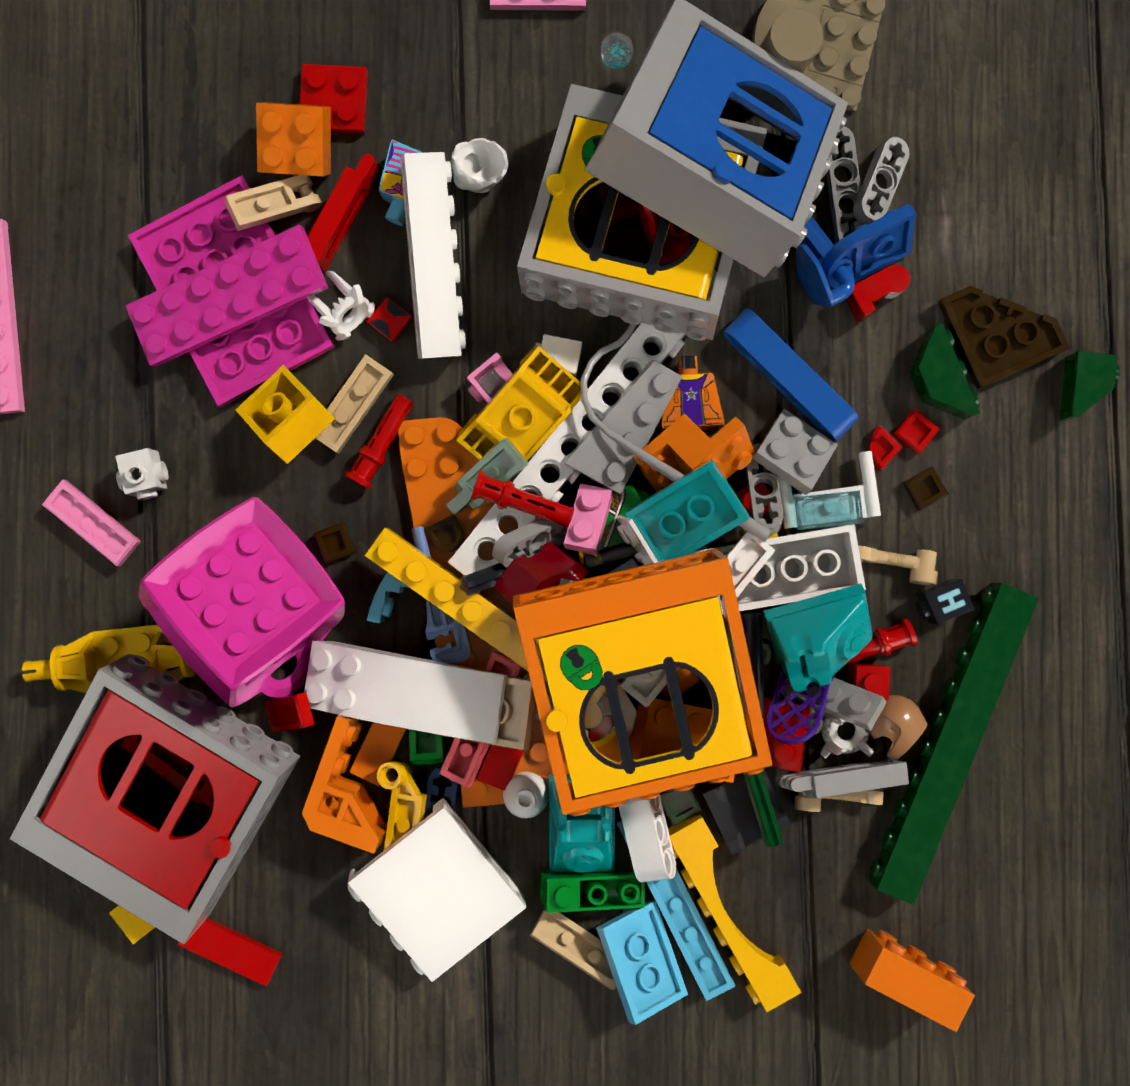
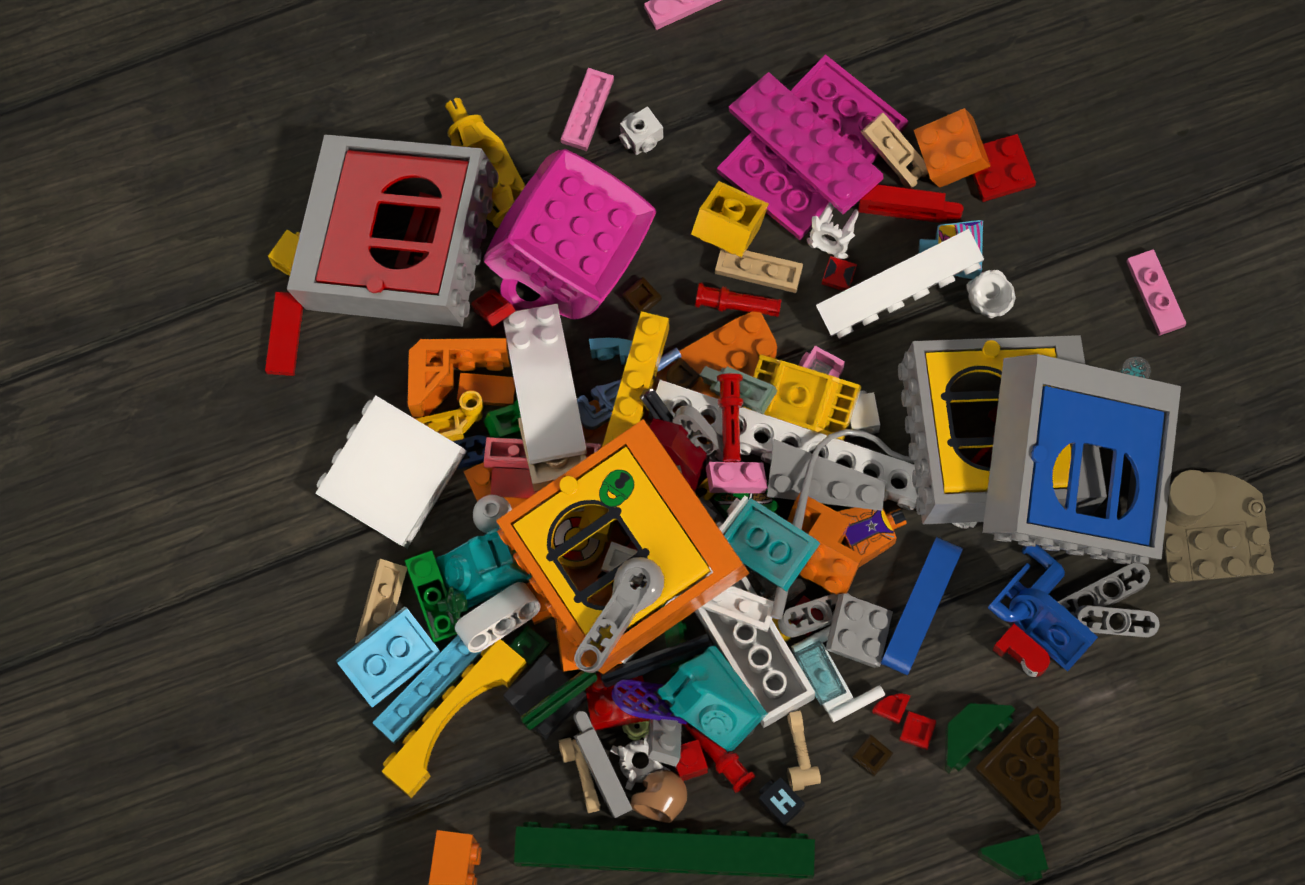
camera: 70 degrees right, 15 degrees down
(615, 874) = (454, 602): none -> dark green plant
(721, 708) = (622, 607): none -> light grey beam

